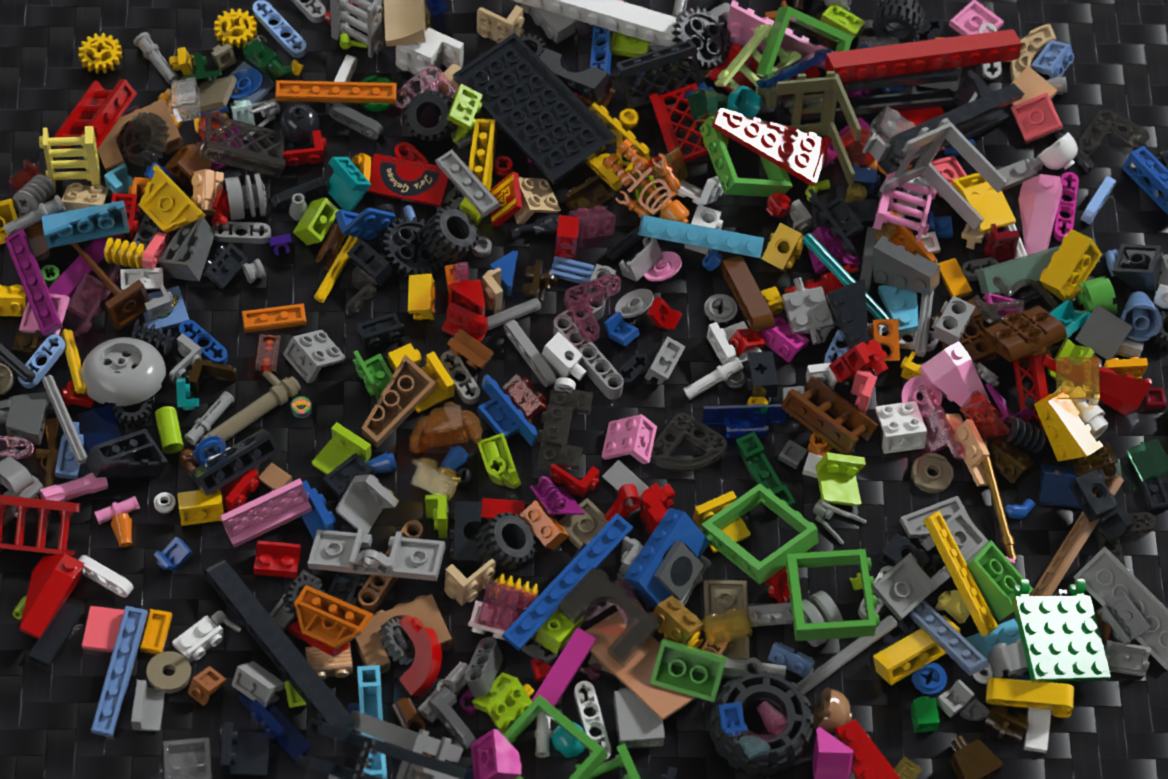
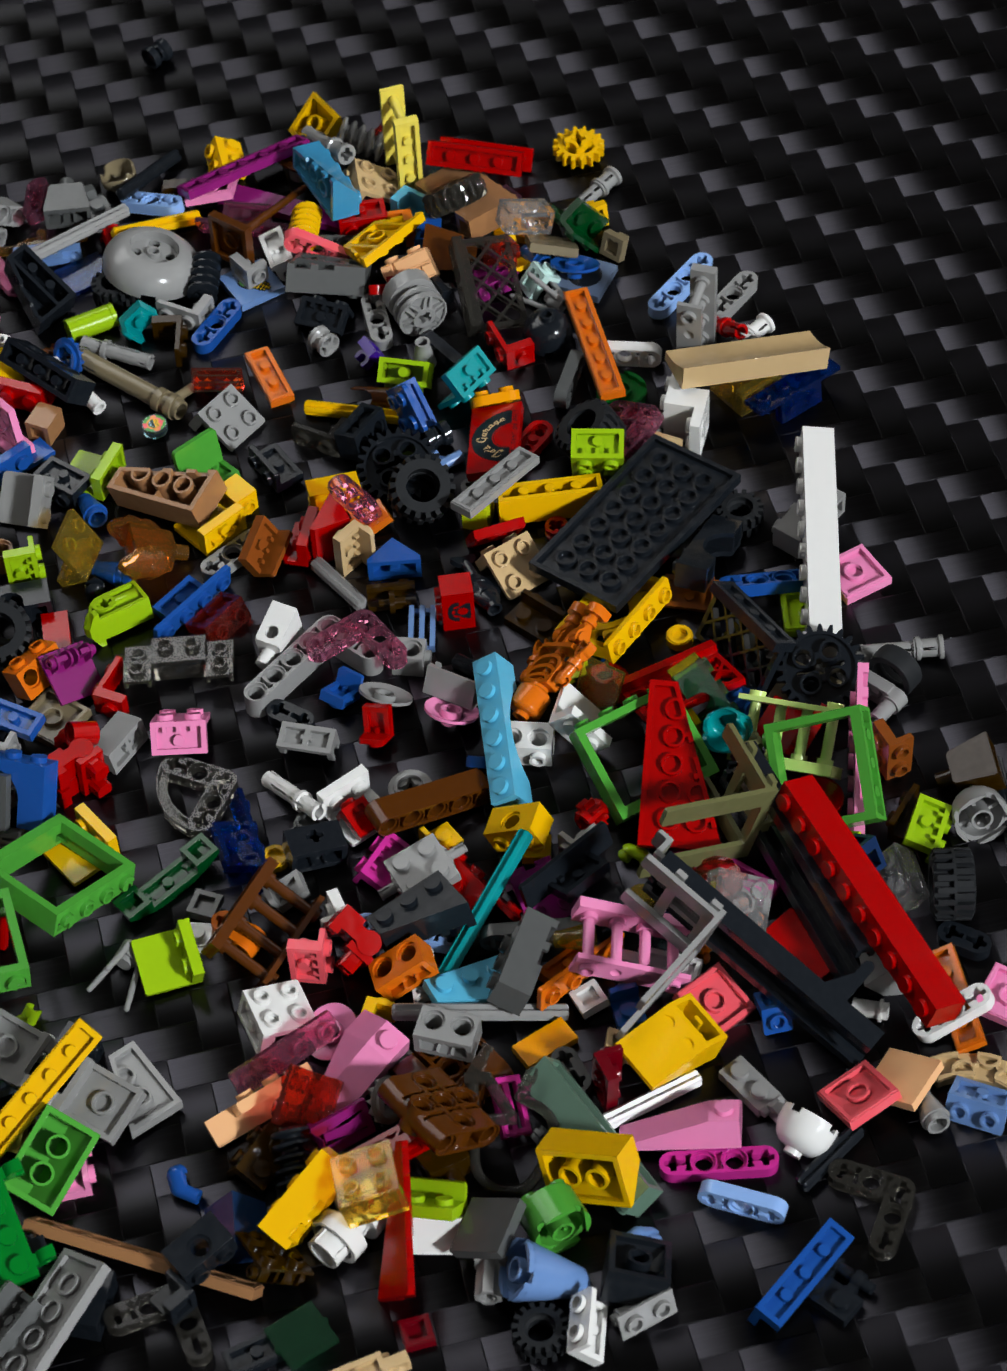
camera: 85 degrees right, 10 degrees down
(50, 269) = (269, 184): bright green bush -> none
(235, 28) = (660, 245): yellow gear -> none
(267, 61) = (619, 275): dark green torso -> none
(483, 247) = (429, 535): light grey tile -> none
(497, 27) = (762, 475): tan bracket -> none
(529, 353) = (298, 596): light grey beam -> none
(564, 384) = (244, 652): white tile -> none
(594, 221) = (494, 625): clear pink bracket -> none
(793, 68) = (781, 751): clear blue tile -> none
(929, 483) = (202, 1066): dark tan tile -> none
(1006, 540) = (128, 1178): pearl gold bar -> none
(1070, 318) = (500, 1176): teal bracket -> none
(1134, 366) = (447, 1281): light orange plate -> none

